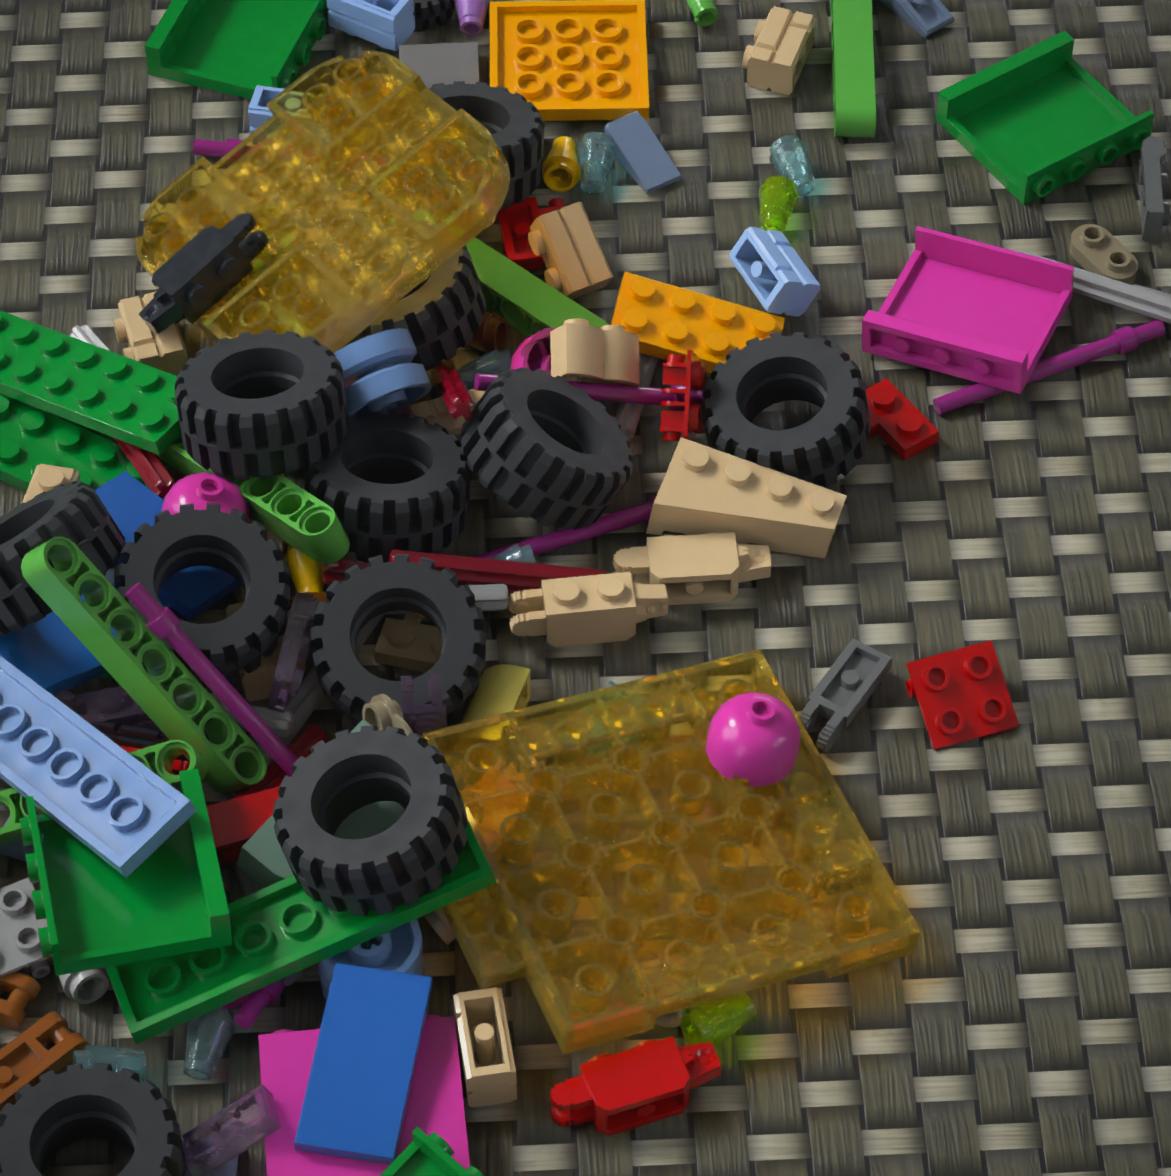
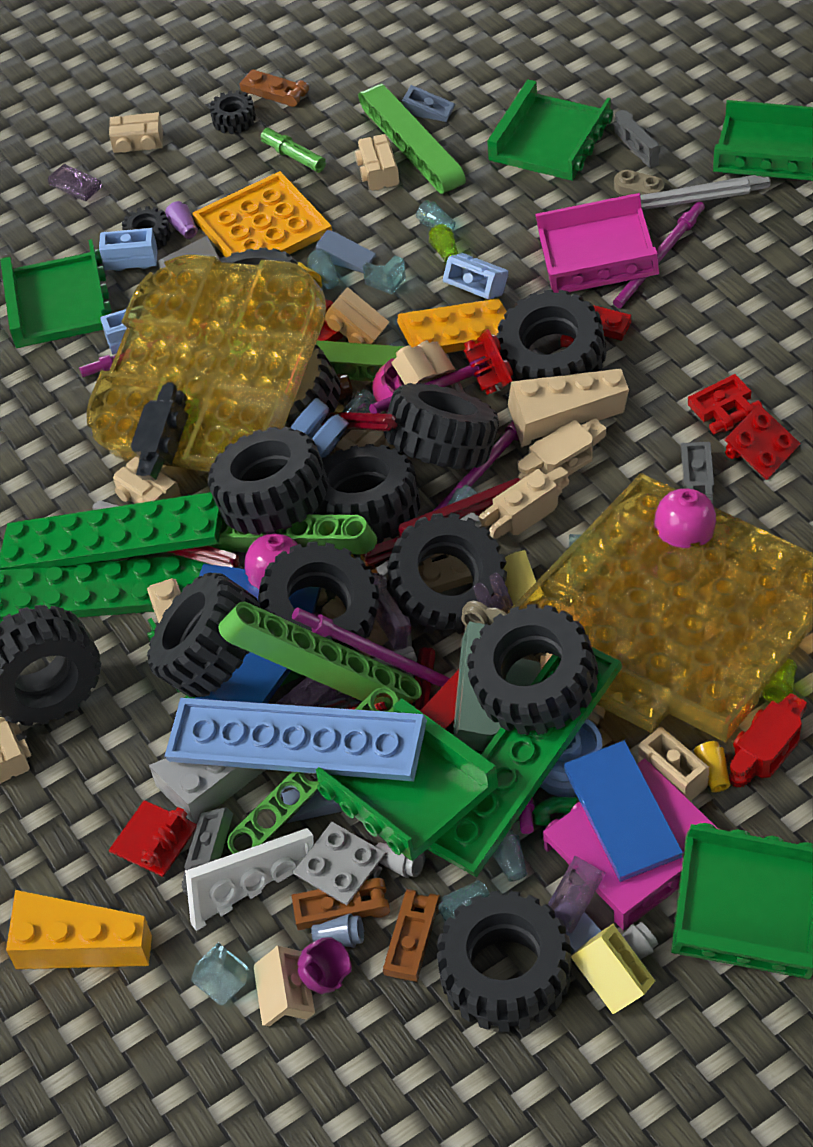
camera: 25 degrees left, 0 degrees up
(292, 1011) = (552, 805): none -> green arm
(540, 1070) = (714, 757): none -> yellow cone
(667, 214) = (386, 277): none -> clear light blue panel
(957, 607) = (718, 399): none -> red plate

